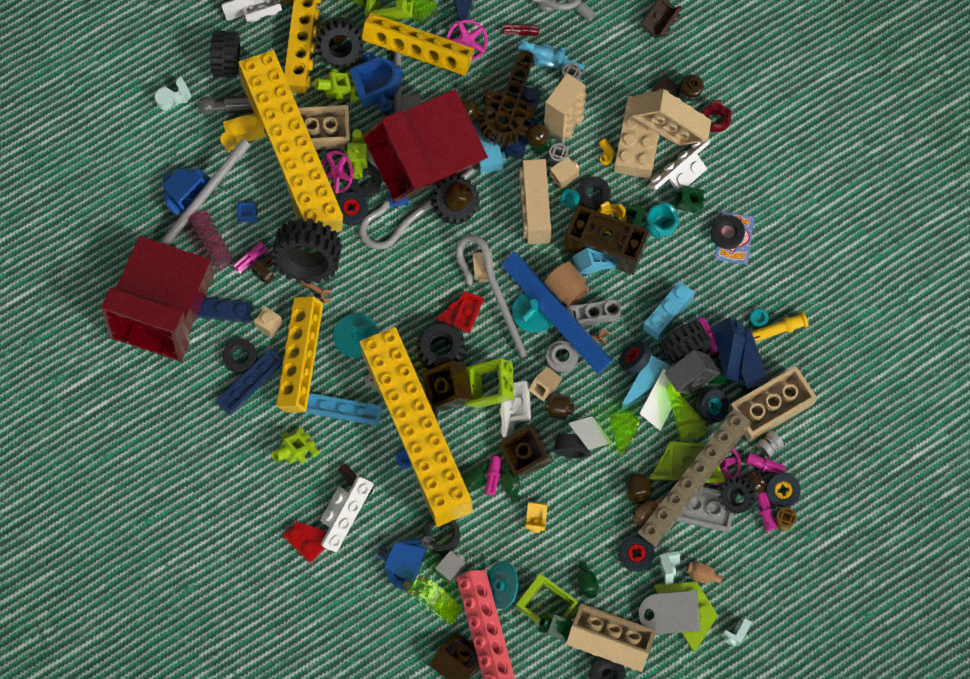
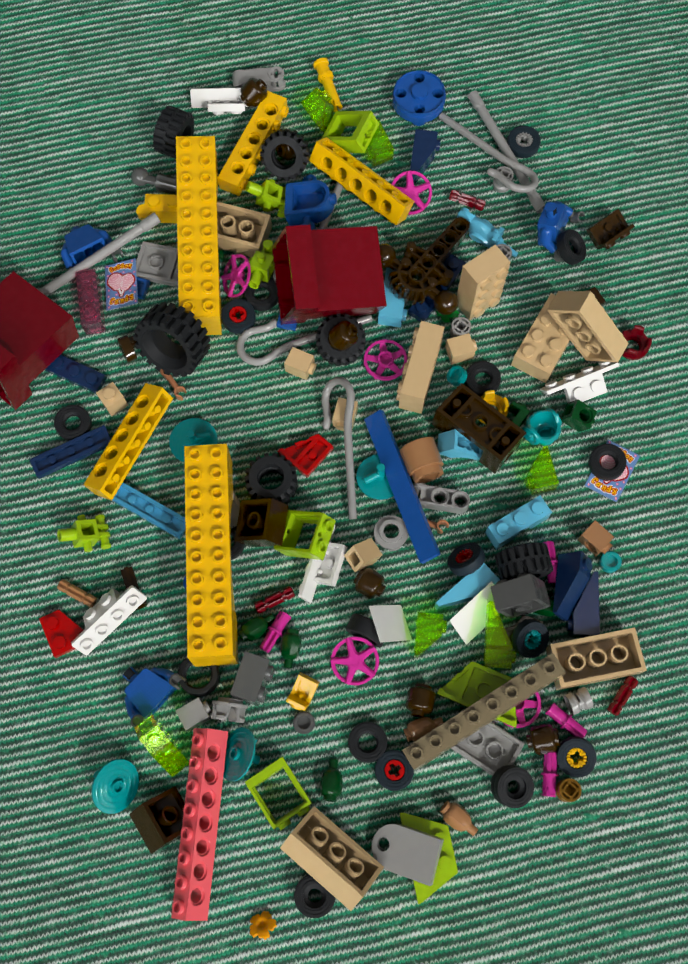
camera: 20 degrees right, 0 degrees up
(166, 97) = (105, 158): light aqua leg -> none
(231, 214) = (121, 284): none -> sticker
(249, 257) = (119, 331): dark pink axle -> none
(260, 183) = (158, 264): none -> light grey tile
(306, 502) = (76, 593): none -> medium nougat axle
(408, 646) = (115, 786): none -> teal shield
(425, 234) = (300, 363): none -> tan brick
(480, 550) = (229, 708): none -> light grey piece
(481, 449) = (274, 599): none -> dark red axle
(490, 522) = (252, 679): none -> dark grey brick
(500, 205) = (385, 360): none -> dark pink wheel
(525, 451) = (317, 619): dark brown slope -> none
(546, 542) = (304, 723): none -> dark grey tile
(555, 626) = (275, 823): dark green bracket -> none
(570, 476) = (354, 661): none -> dark pink wheel
(601, 550) = (355, 749): none -> black tyre
(607, 31) = (553, 223): none -> blue torso
(608, 152) = (512, 343): yellow arm -> none
(624, 48) = (564, 248): none -> black tyre
(667, 564) = (423, 793): light aqua bracket -> none
(675, 261) = (542, 474): none -> clear neon green slope
(690, 87) = (617, 305): dark brown head -> none
(740, 302) = (596, 539): none -> medium nougat brick
(740, 630) = (478, 900): light aqua bracket -> none
(748, 490) = (537, 747): black tyre -> none
(749, 531) = (524, 789): none -> black tyre
(788, 324) = (639, 579): yellow pin -> none
(805, 427) = (622, 695): none -> dark red axle

